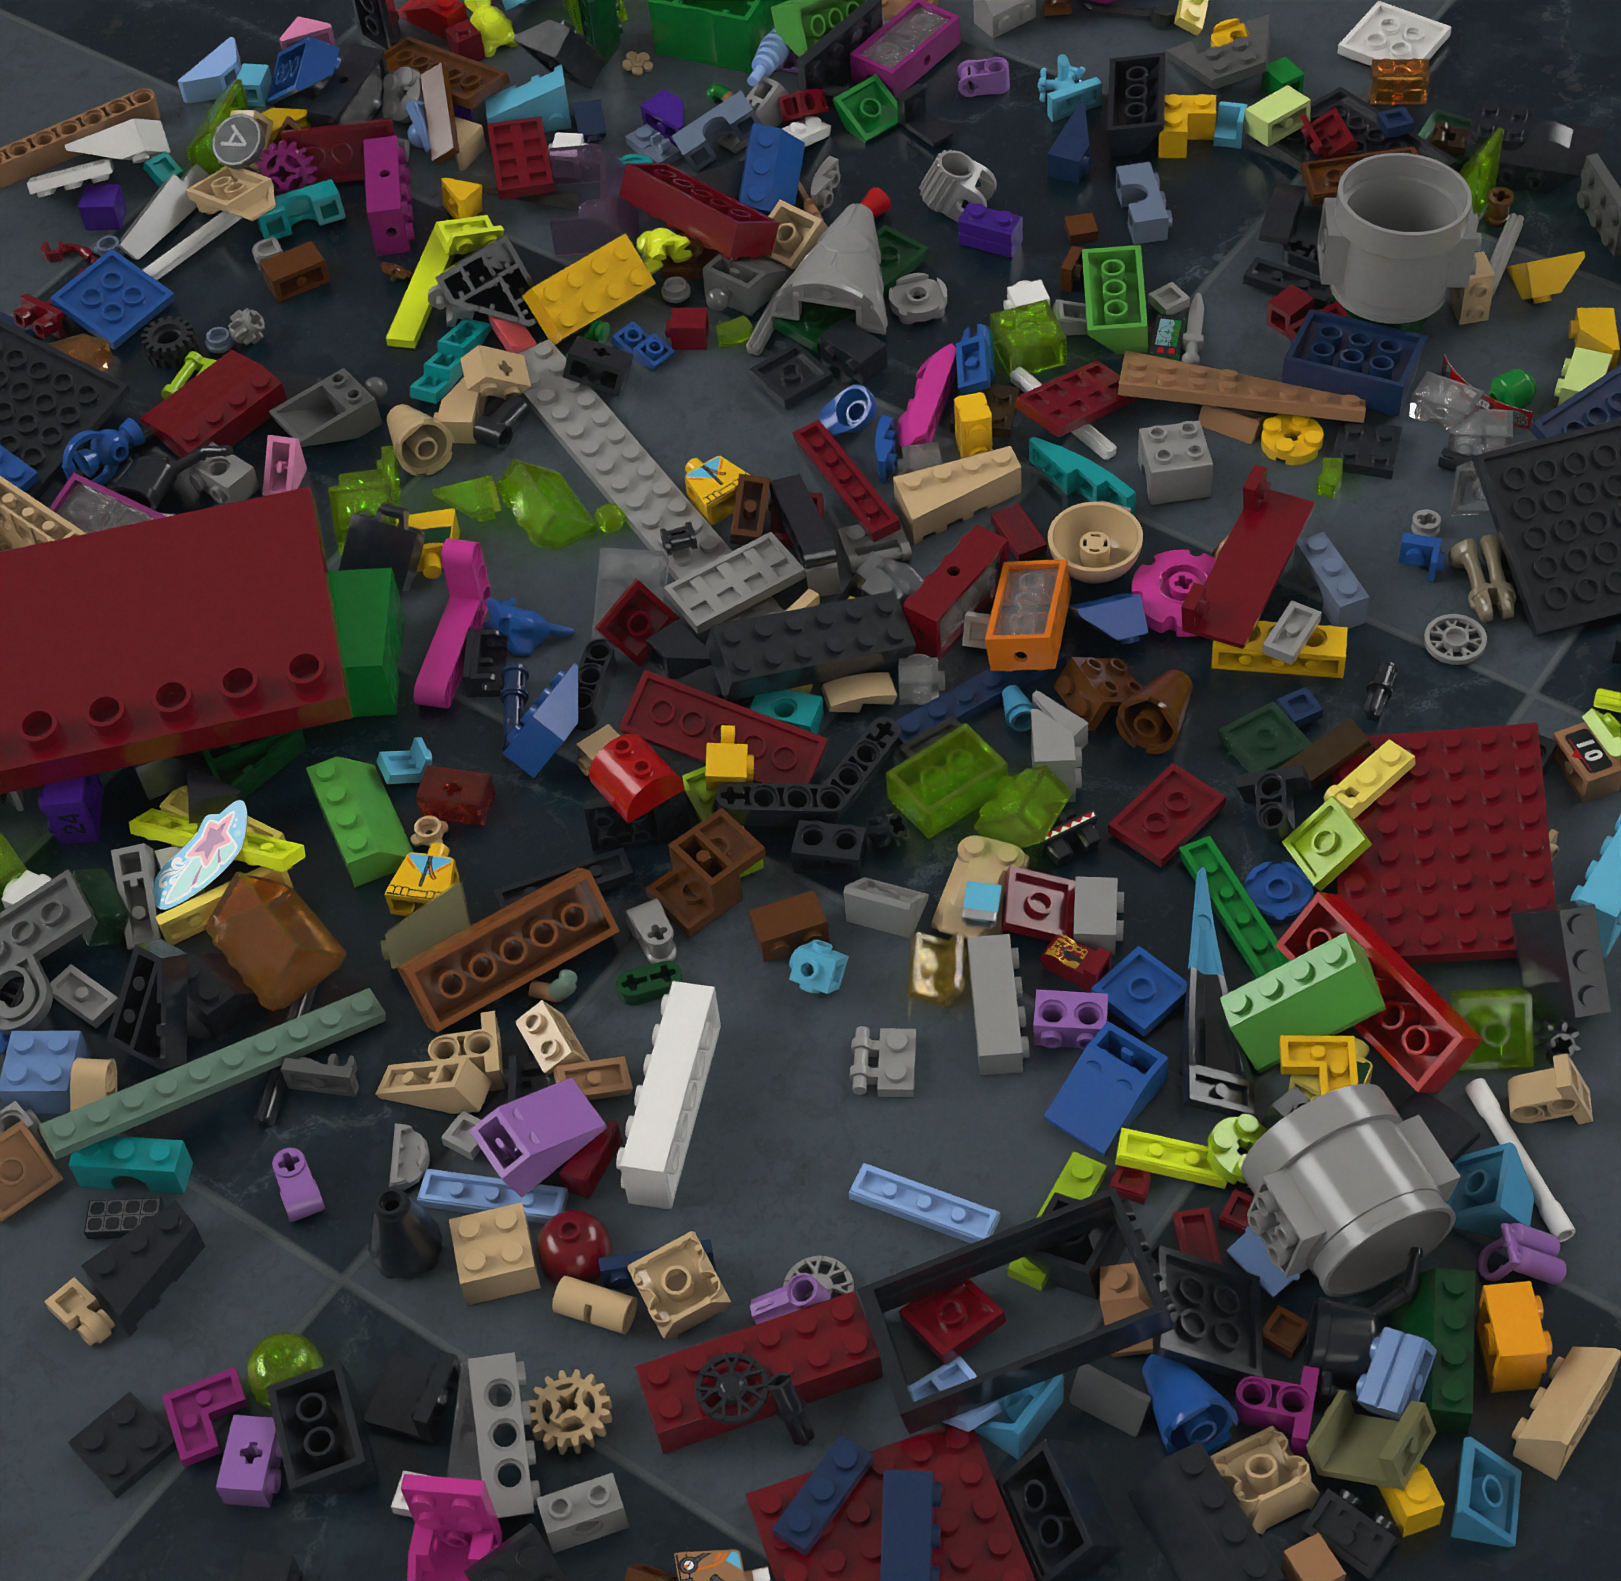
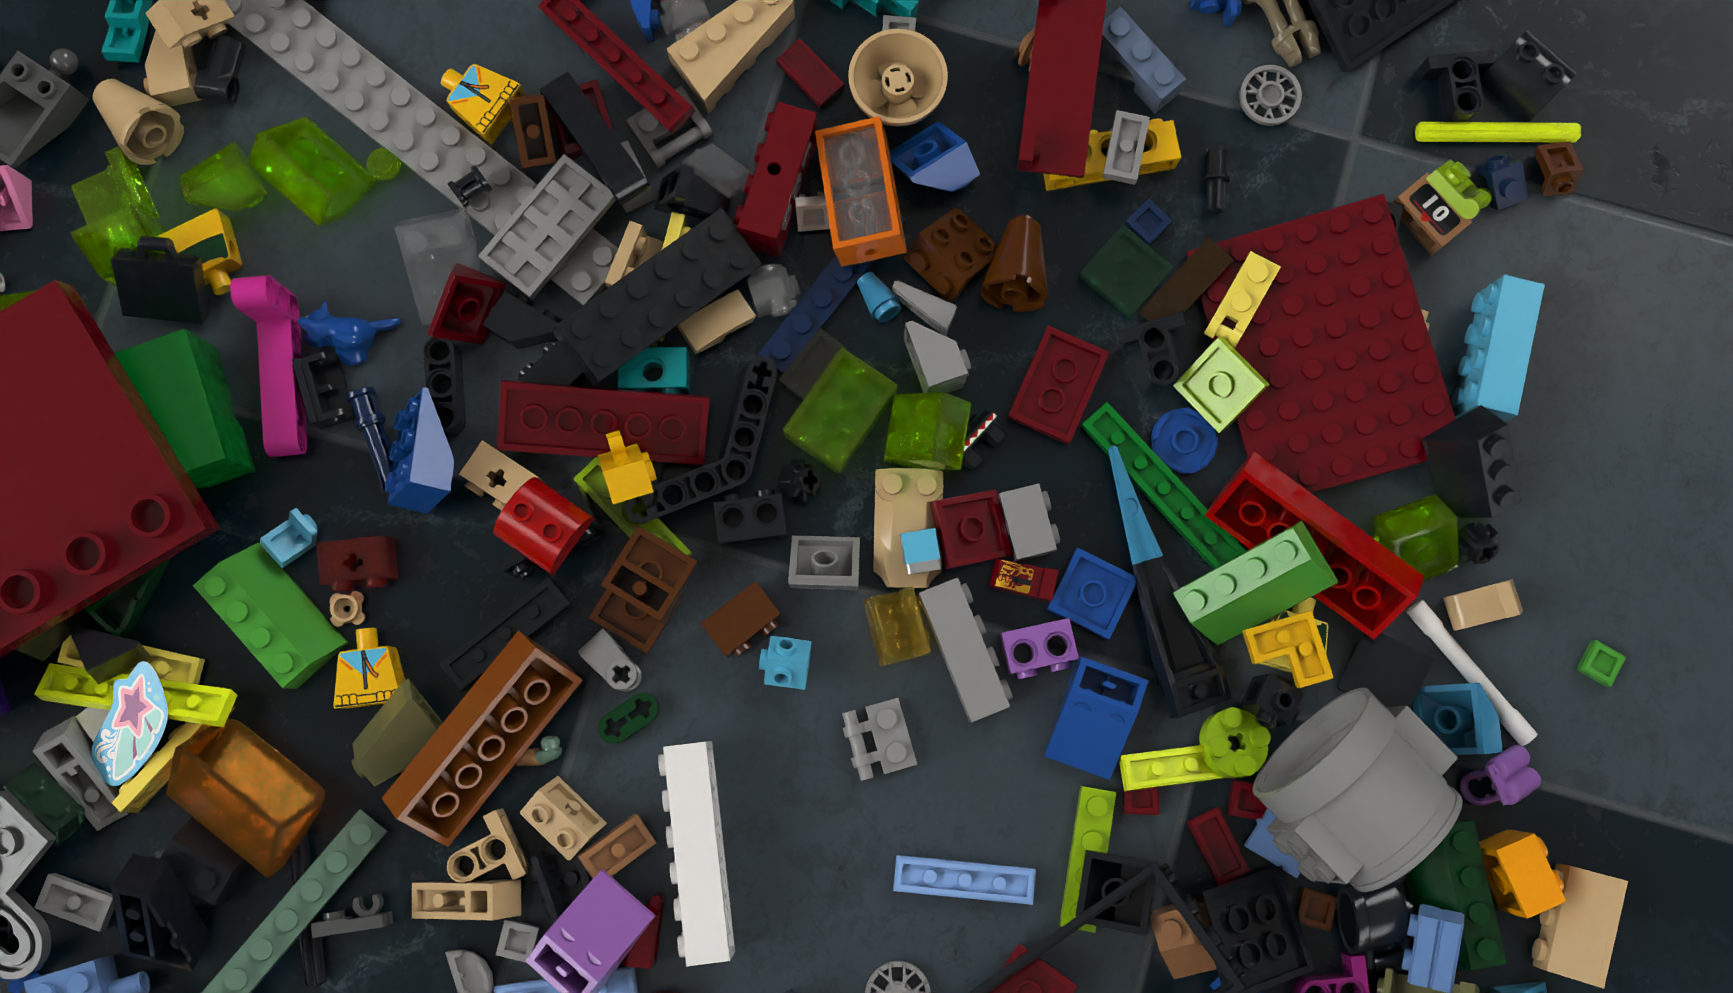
camera: 25 degrees left, 30 degrees up
(1166, 586) = (970, 109): dark pink piece -> none

